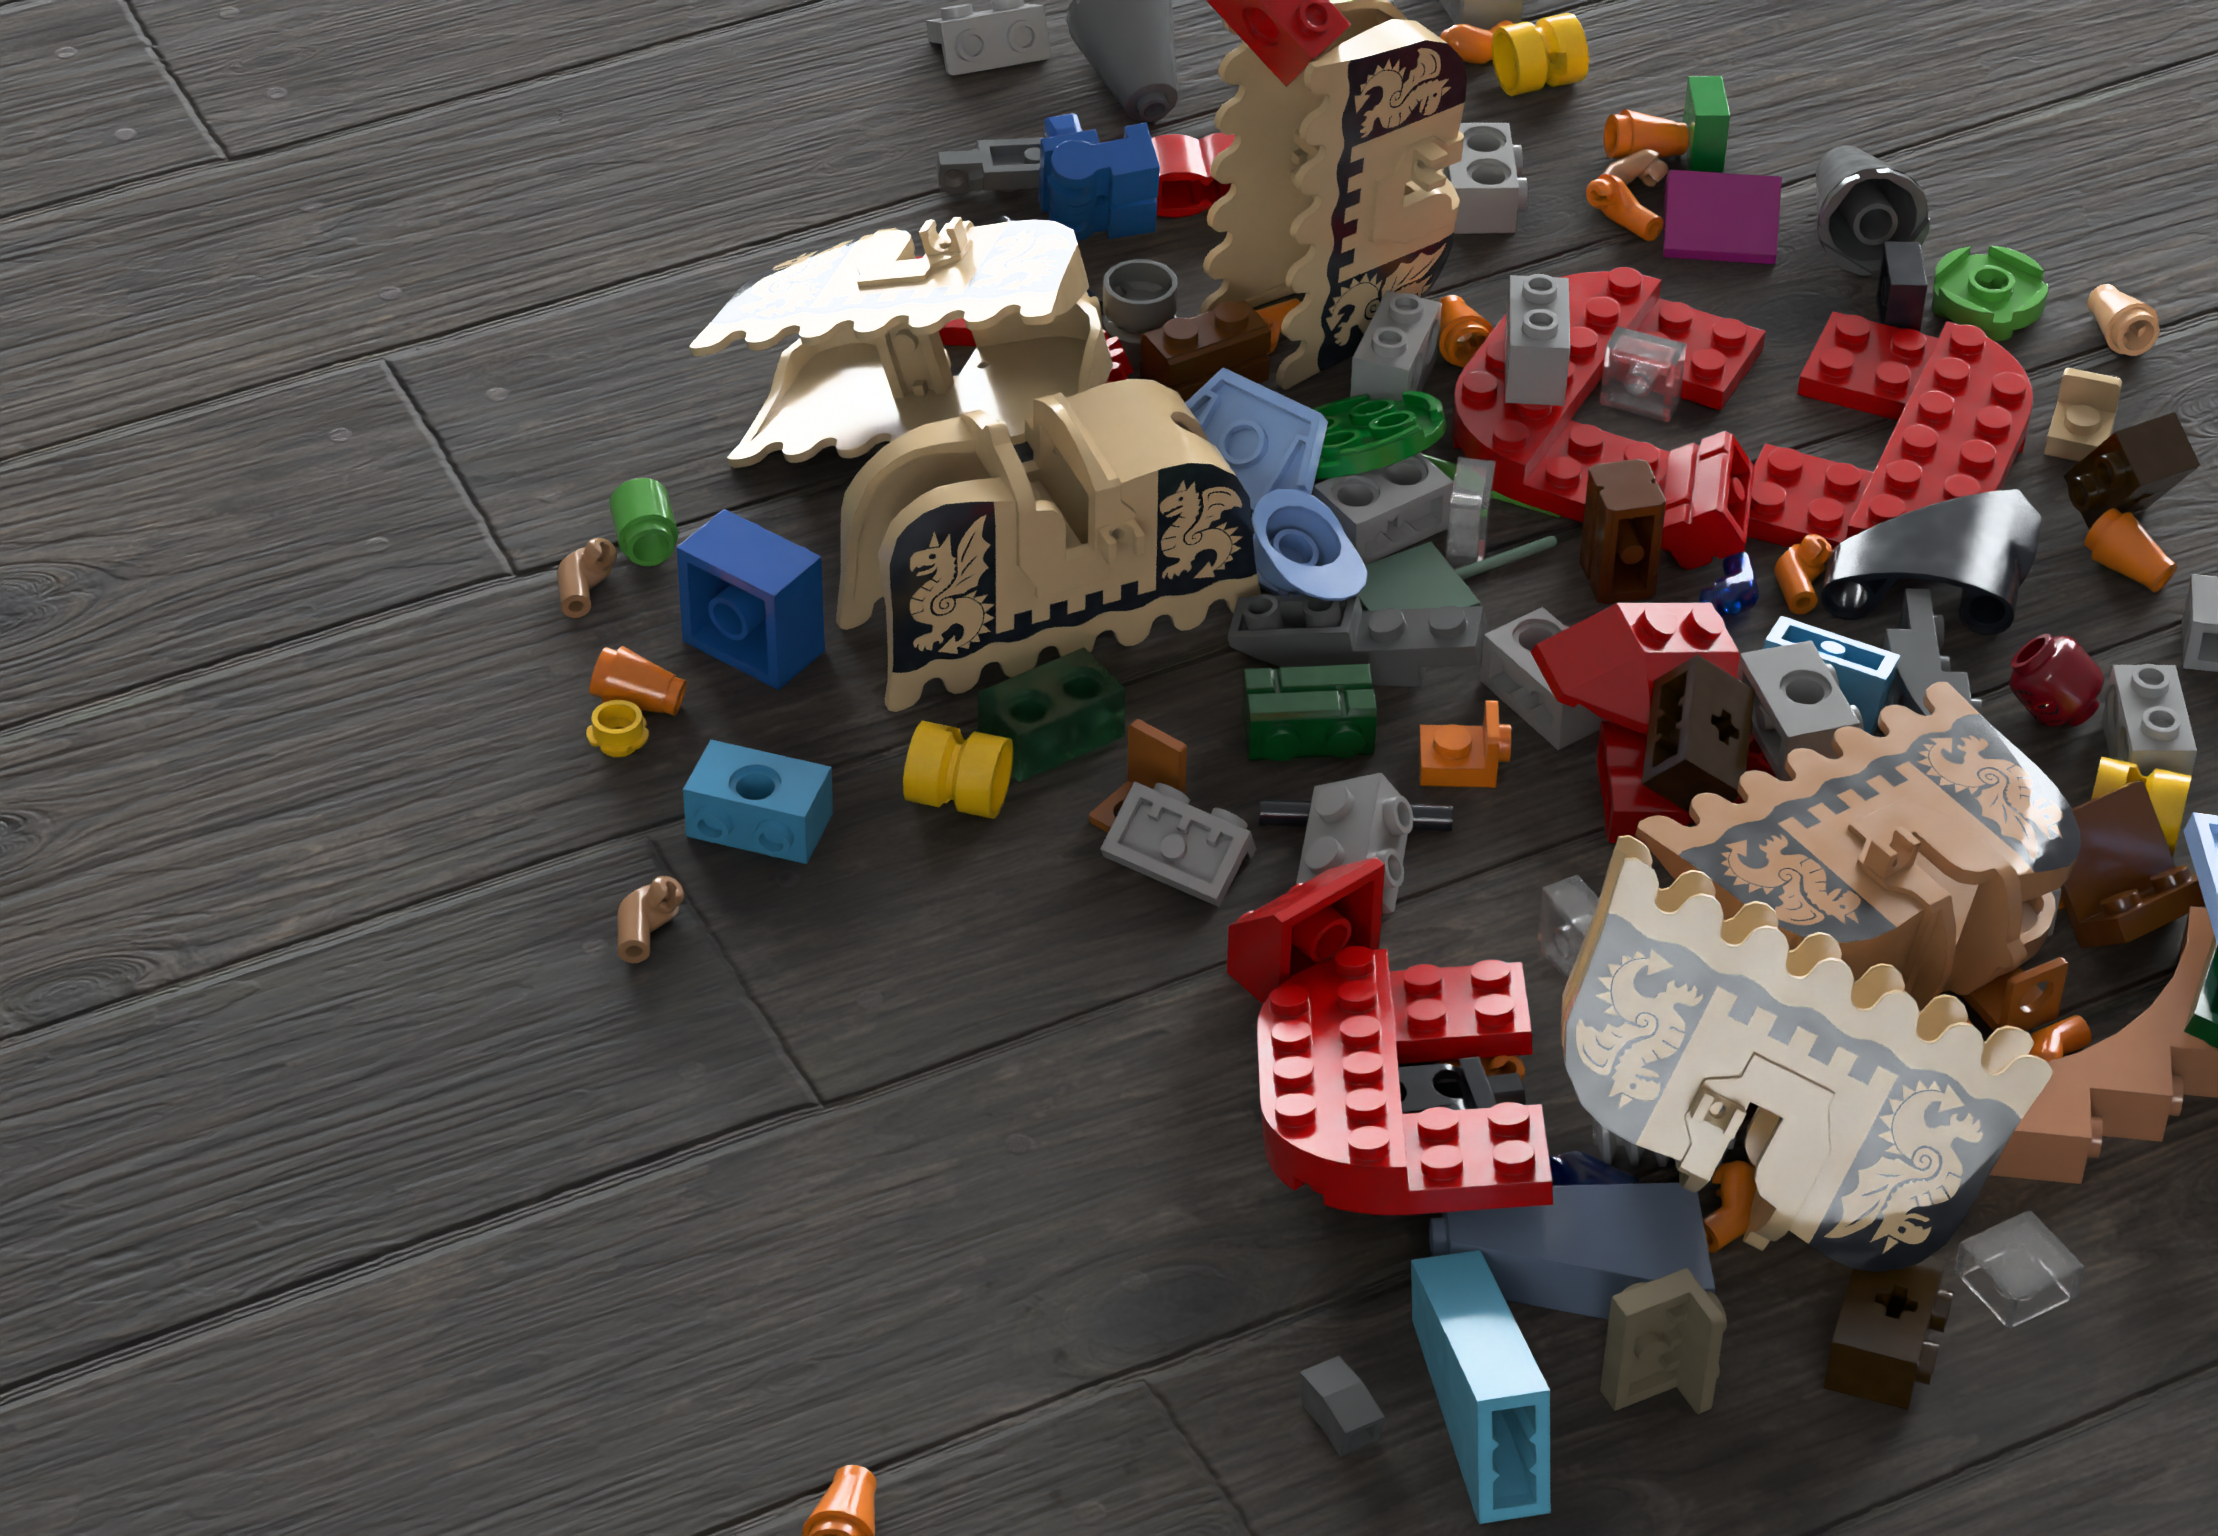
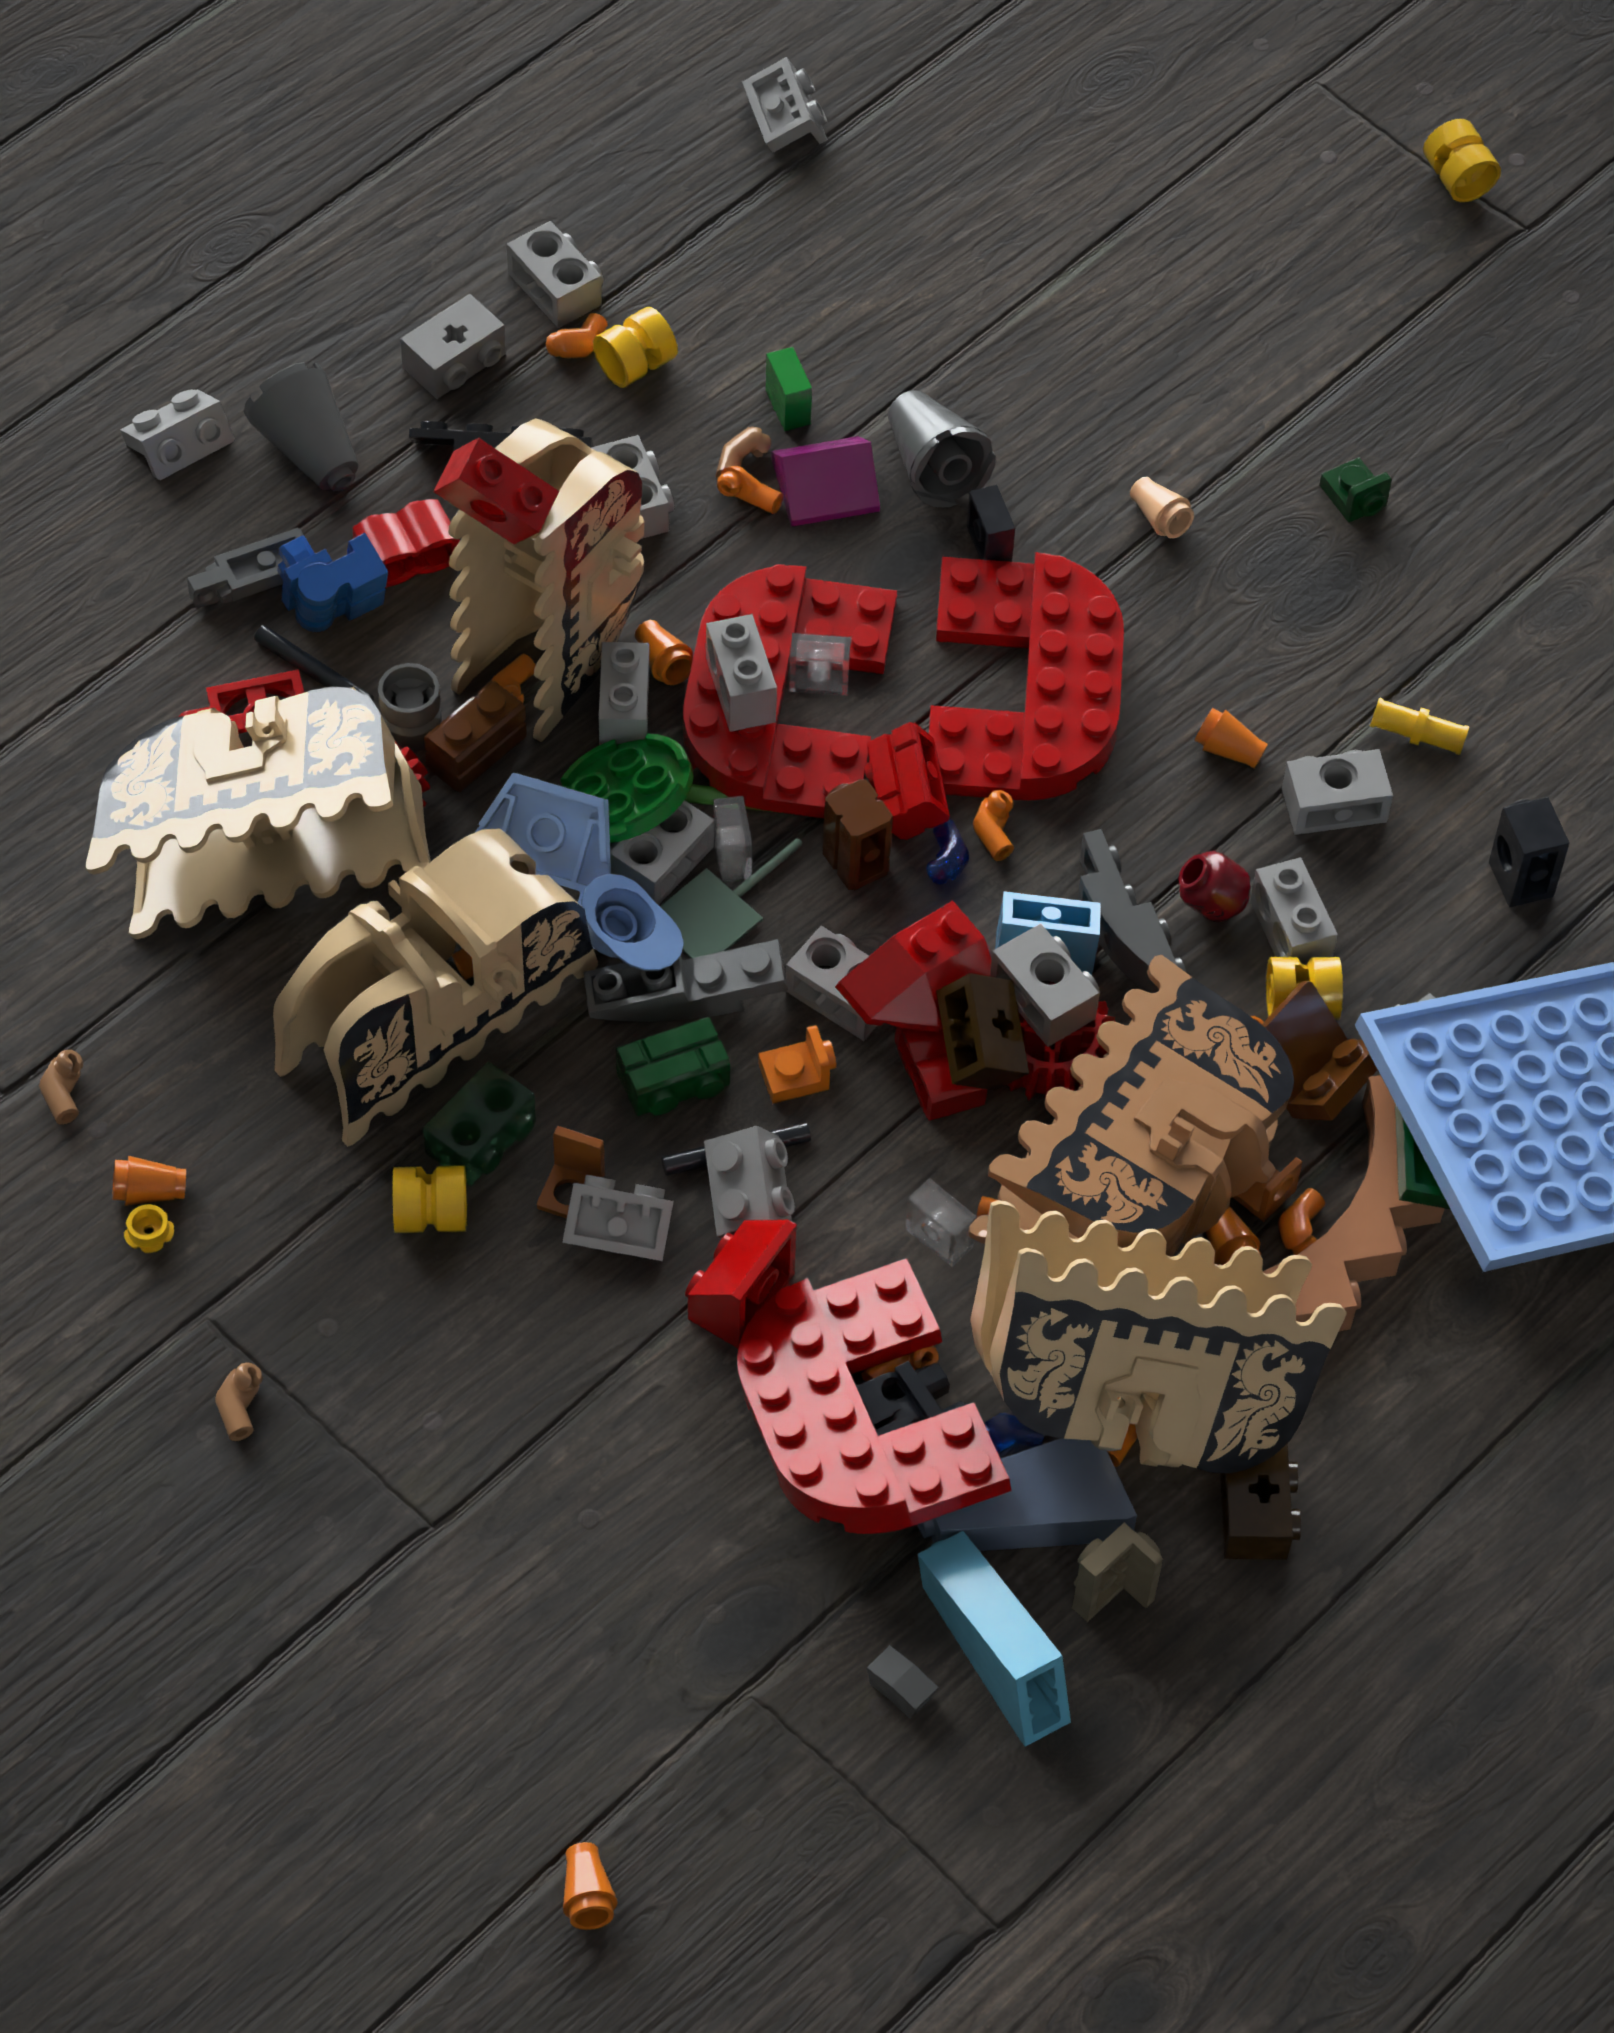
camera: 20 degrees left, 15 degrees up
(644, 521) = (92, 1021): bright green brick -> none
(751, 598) = (214, 1084): blue brick -> none
(758, 801) = (265, 1254): dark azure brick -> none
(1634, 131) = (737, 411): orange cone -> none
(1966, 292) = (1054, 523): bright green plate -> none
(1968, 542) = (1106, 781): black panel -> none
(2019, 1269) = (1335, 1422): clear piece -> none
(2082, 414) = (1160, 616): tan bracket -> none
(2131, 468) = (1217, 673): dark brown brick -> none

